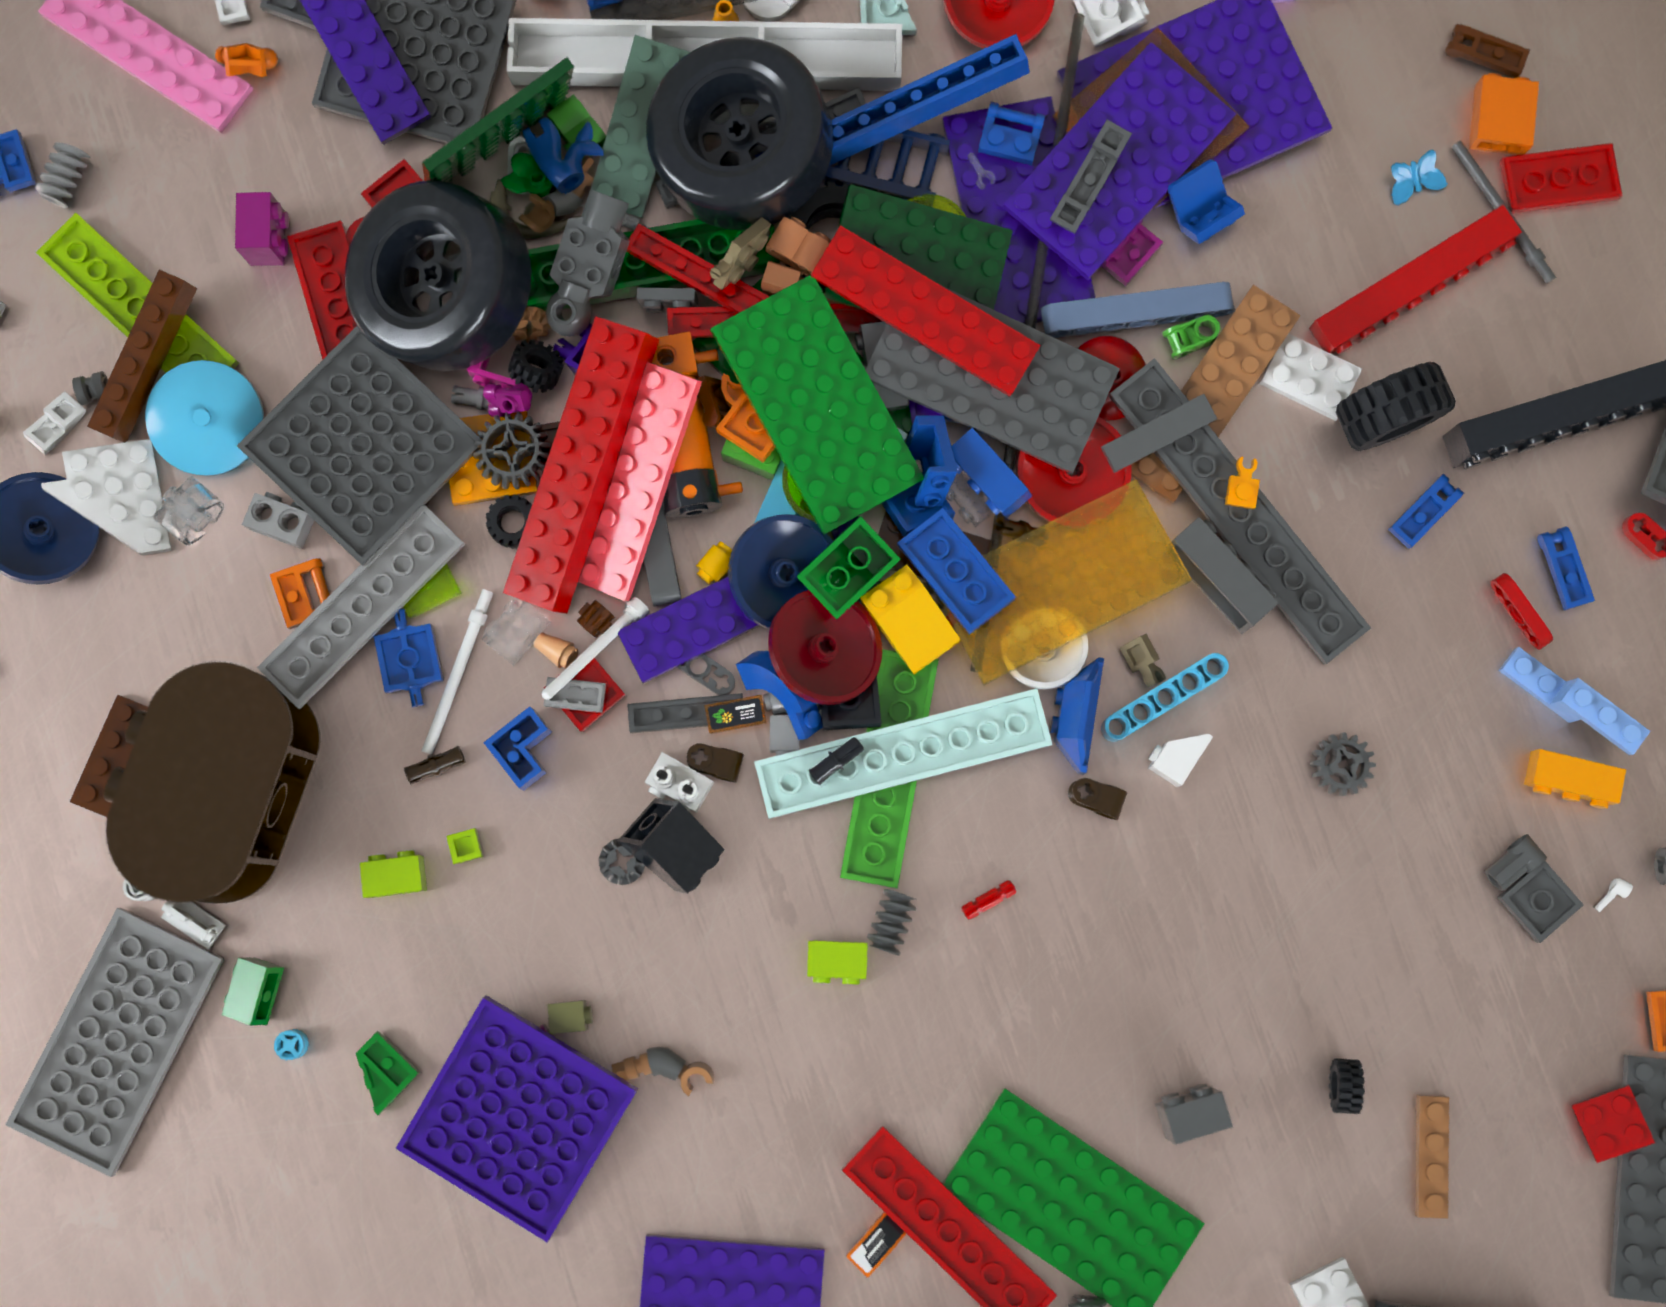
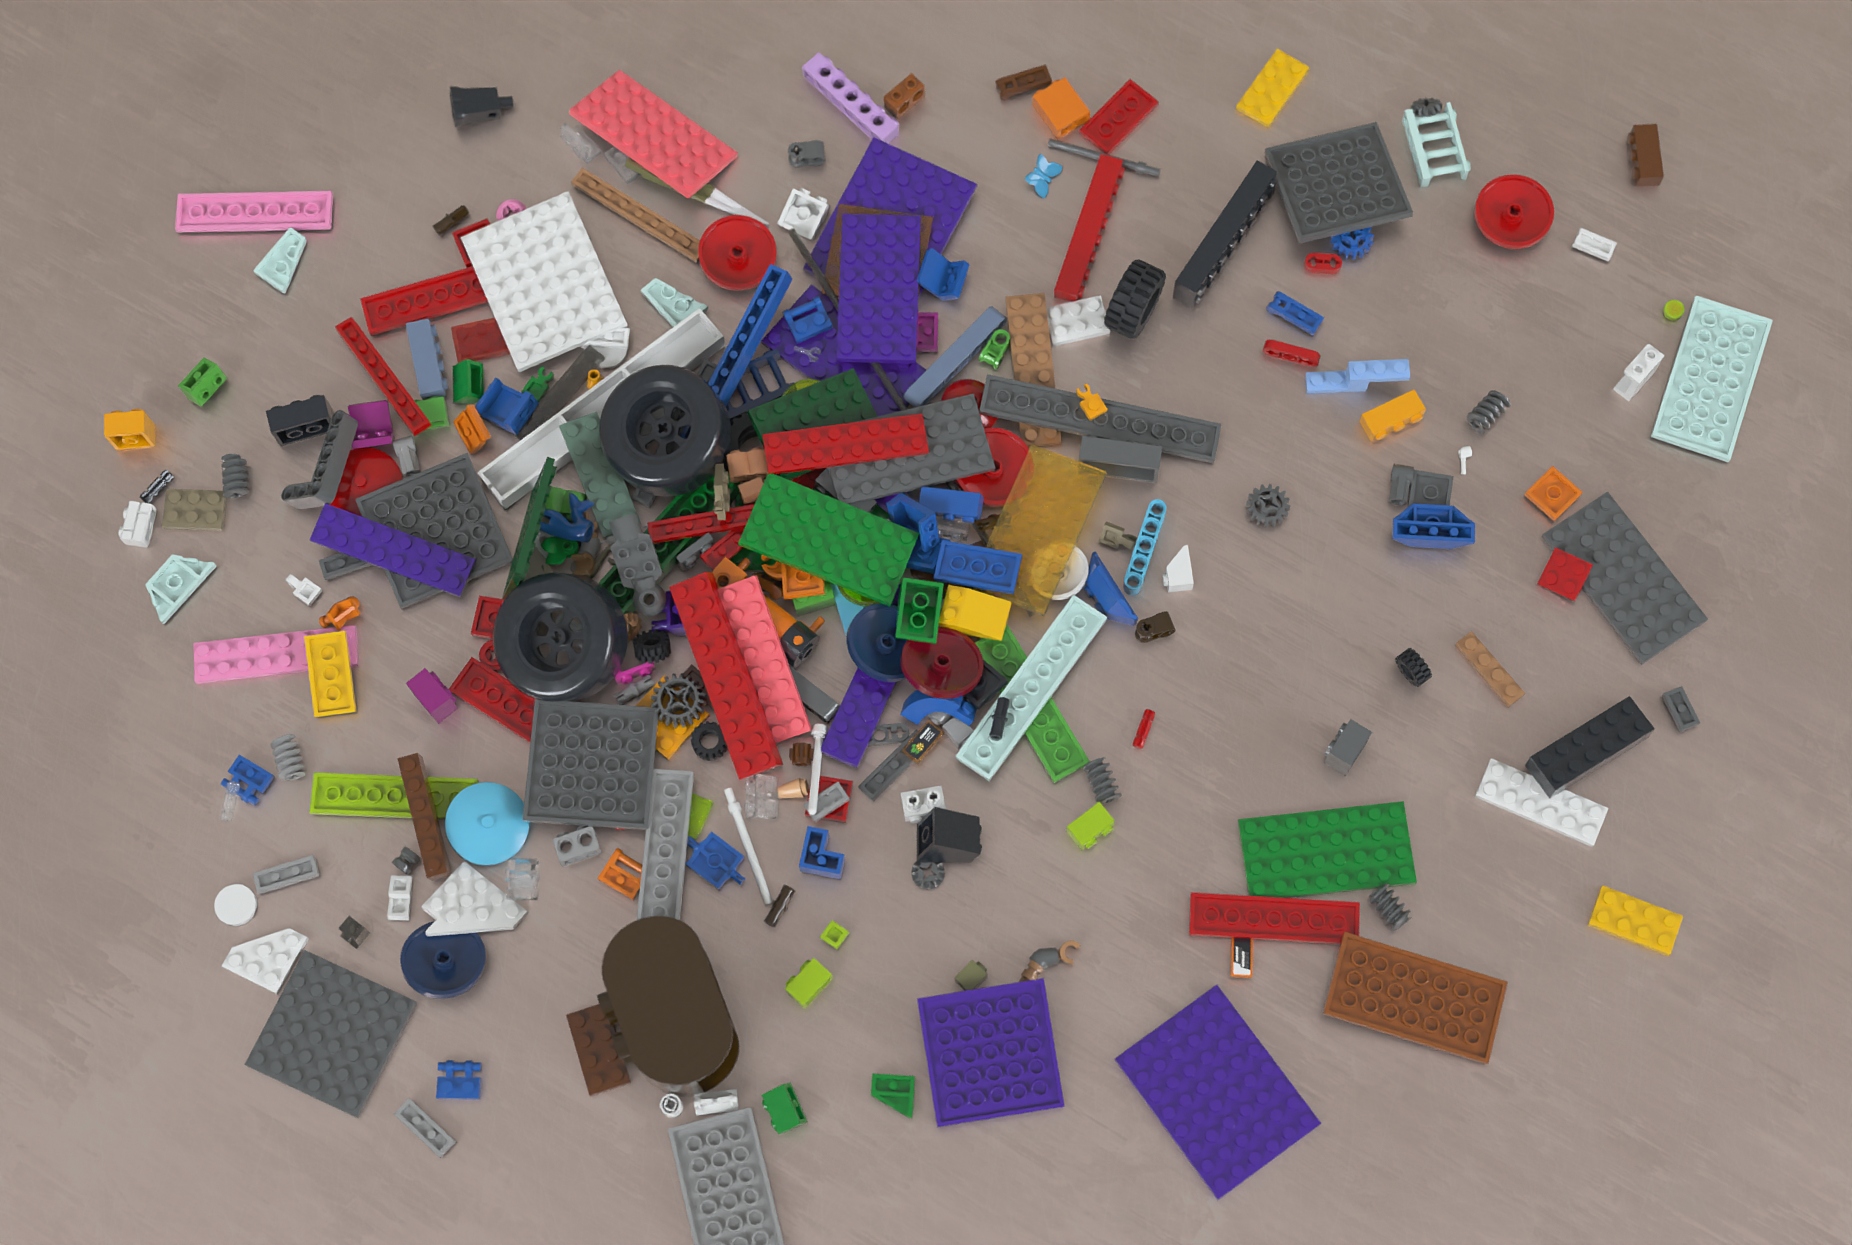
camera: 35 degrees left, 10 degrees down
(177, 117) = (330, 674): none -> yellow plate
(286, 1048) = (830, 1117): medium azure wheel -> none
(507, 400) = (651, 676): magenta plate -> none
(714, 563) = (842, 671): yellow brick -> none
(721, 762) = (935, 775): dark brown piece -> none
(1091, 177) = (872, 307): dark grey slope -> none
(1158, 433) = (1023, 411): dark grey tile -> none
(1425, 512) = (1197, 342): blue plate -> none
(1510, 946) = (1433, 527): none -> blue wedge

